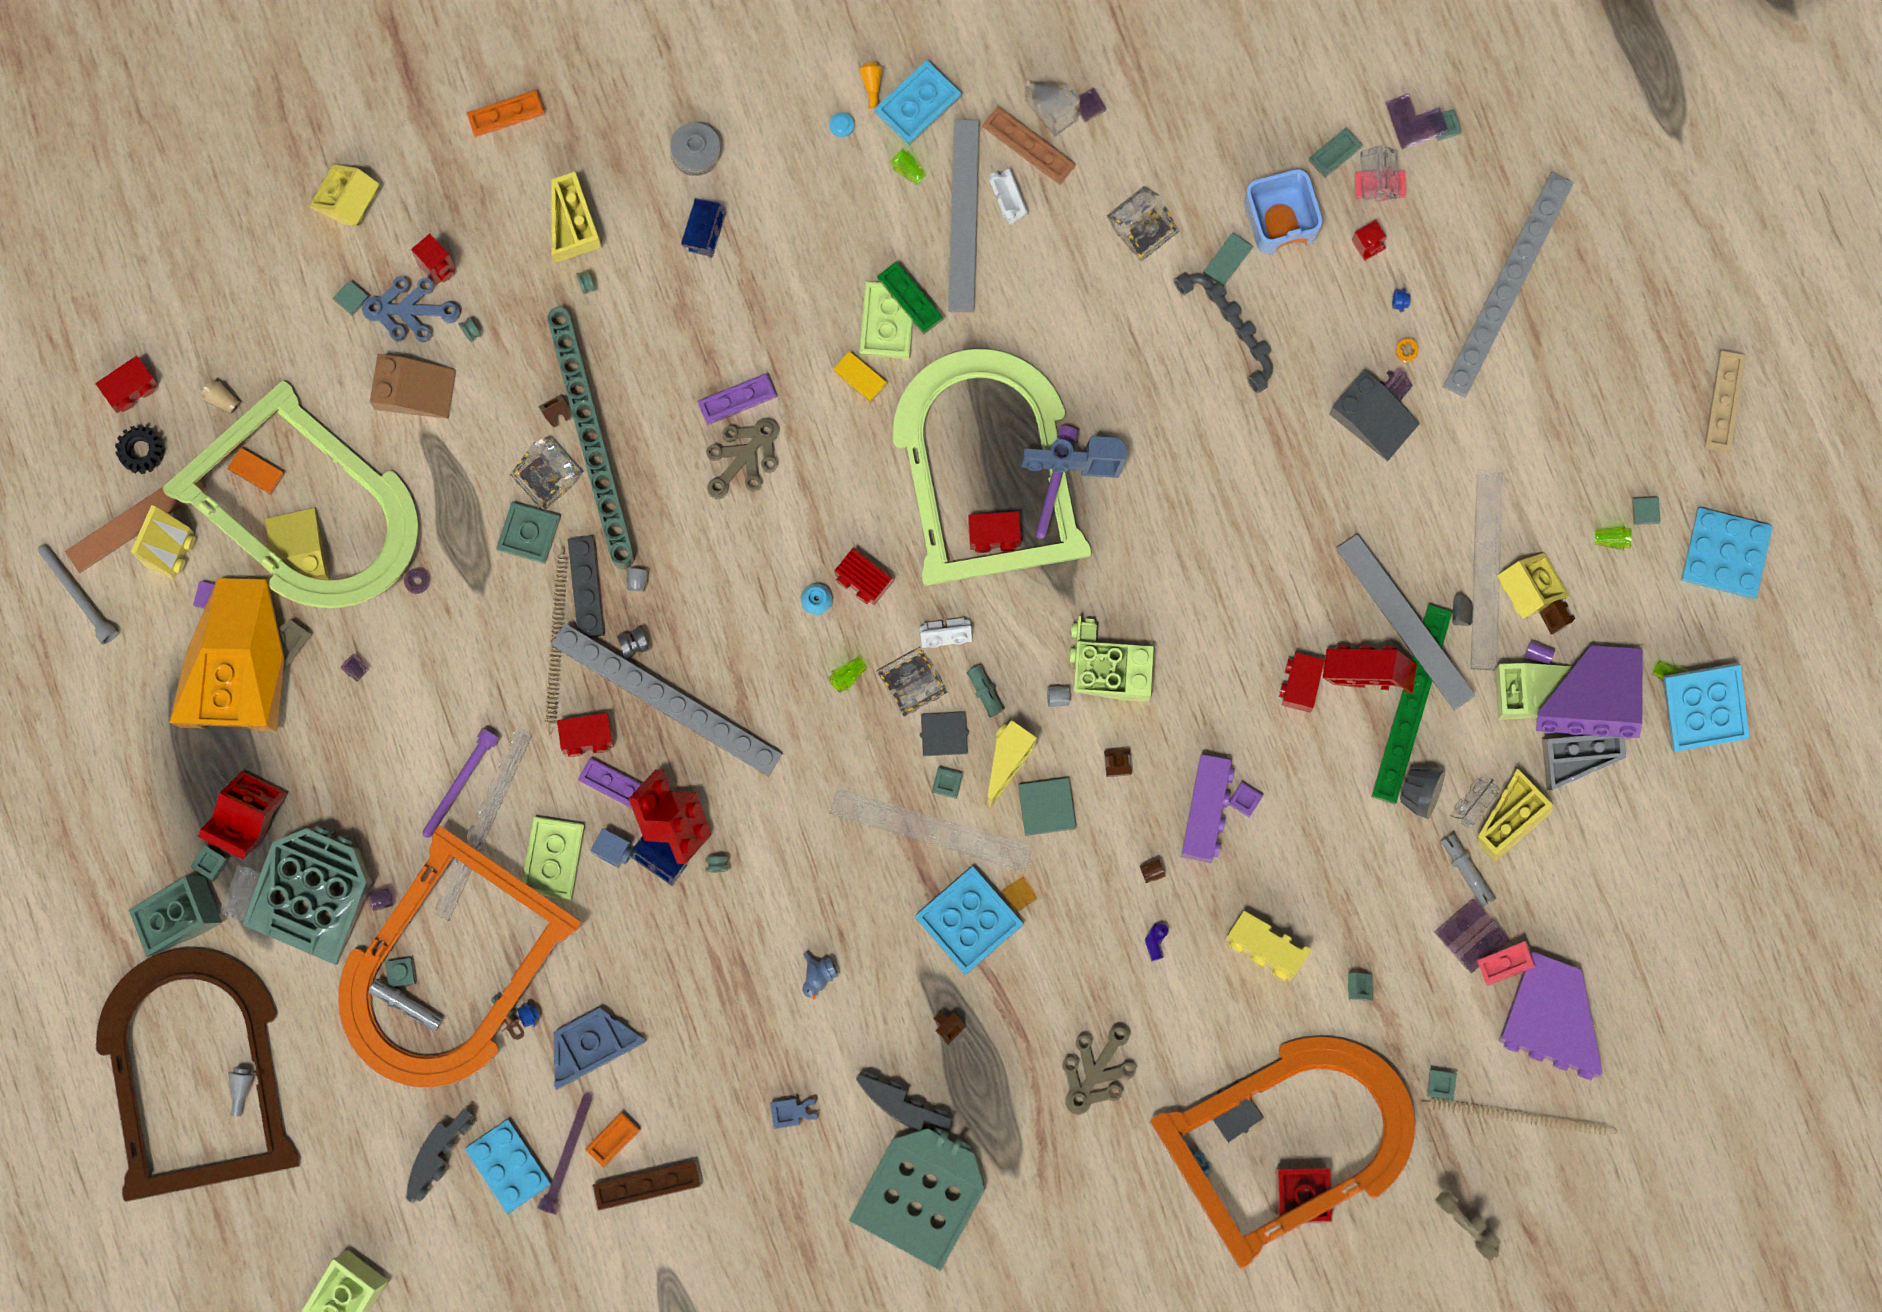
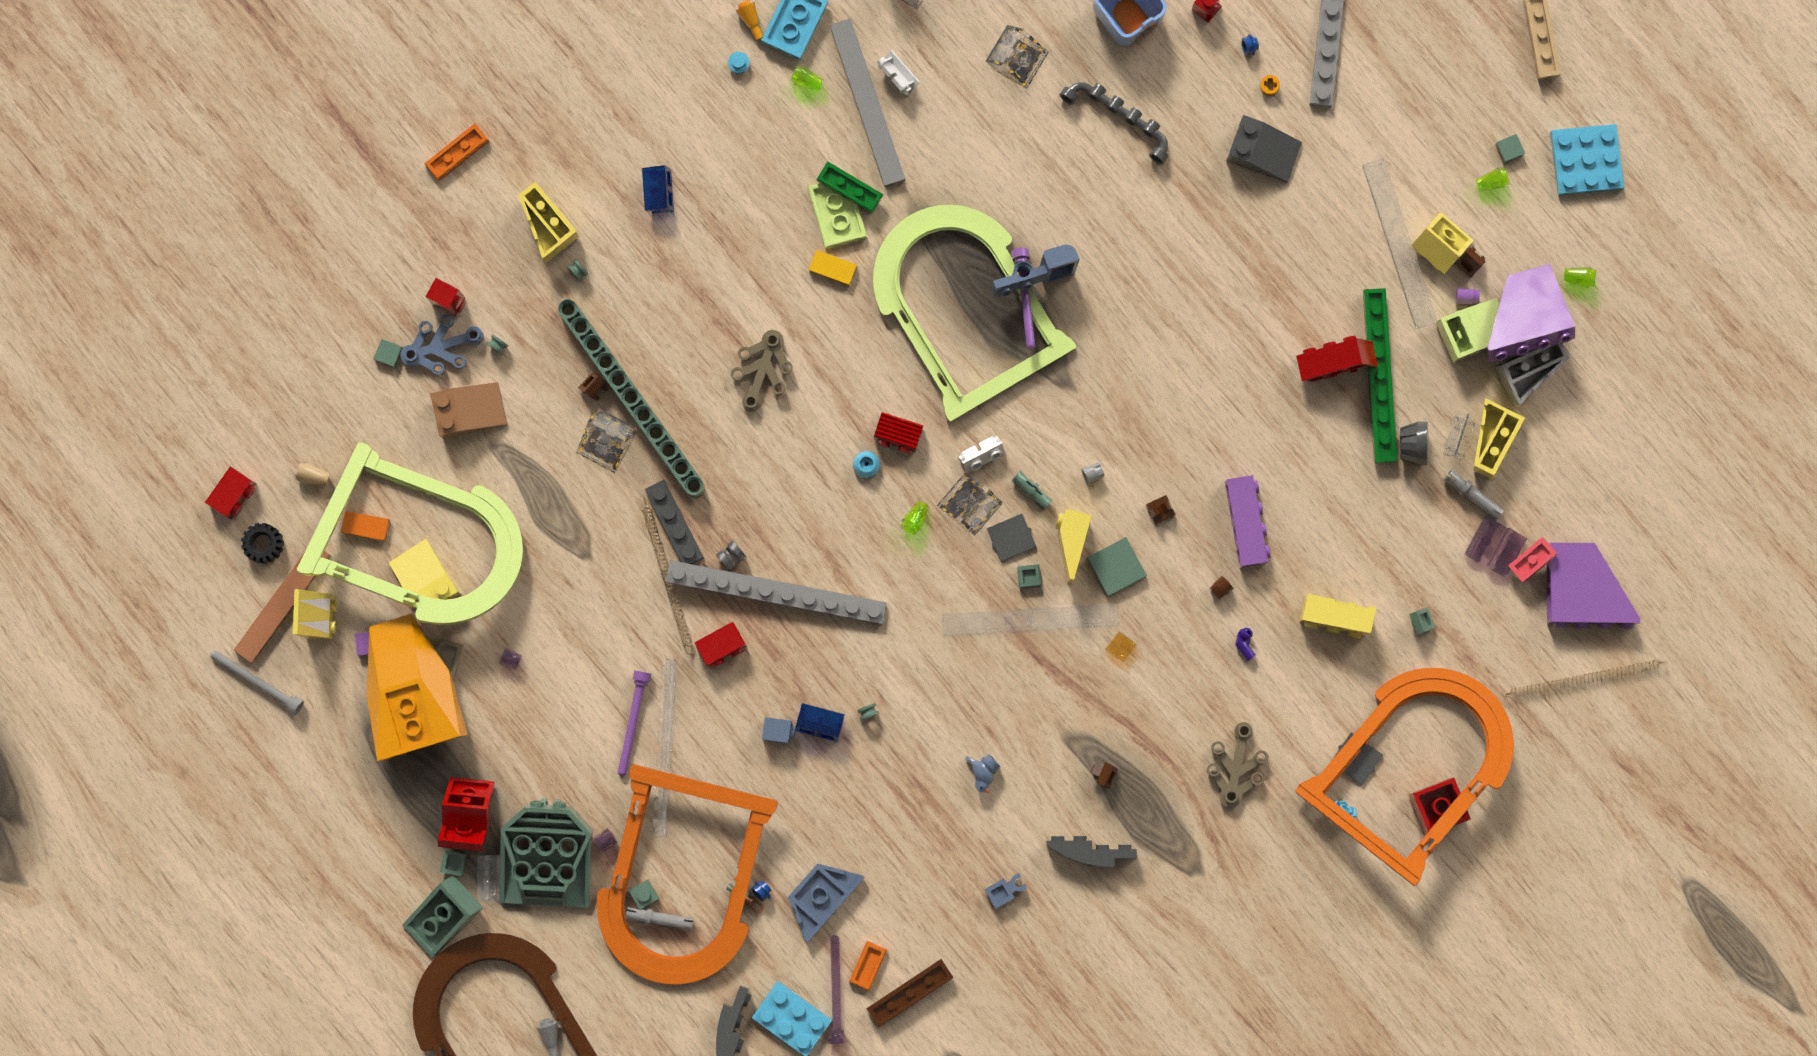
camera: 20 degrees left, 5 degrees up
(344, 194) = (349, 268): light yellow slope -> none
(411, 575) = (528, 564): clear purple plate -> none
(528, 533) = (610, 495): sand green tile -> none
(553, 857) = (732, 754): yellowish green tile -> none
(608, 781) = (763, 677): medium lavender tile -> none
(636, 579) = (713, 502): light grey hose -> none
(670, 816) = (817, 687): red bracket -> none
(695, 149) = (625, 126): light grey piece -> none
(736, 399) = (739, 322): medium lavender tile -> none
(952, 1167) = (1150, 886): sand green hinge -> none
(969, 920) = (1089, 682): medium azure plate -> none
(994, 531) = (991, 356): red brick -> none
(1028, 145) = (899, 24): nougat tile -> none
(1081, 632) = (1097, 431): yellowish green hinge -> none
(1114, 670) = (1131, 436): yellowish green slope -> none
(1227, 259) = (1096, 62): sand green tile -> none
(1245, 799) = (1274, 502): medium lavender tile -> none
(1302, 682) = (1285, 390): red brick -> none
(1398, 384) = (1274, 115): clear purple tile -> none
(1405, 622) = (1351, 310): light grey tile -> none
(1441, 1085) = (1515, 676): sand green plate -> none
(1462, 611) = (1392, 285): flat silver slope -> none
(1486, 1245) = (1598, 792): dark tan plant -> none
(1706, 707) = (1617, 292): medium azure plate -> none

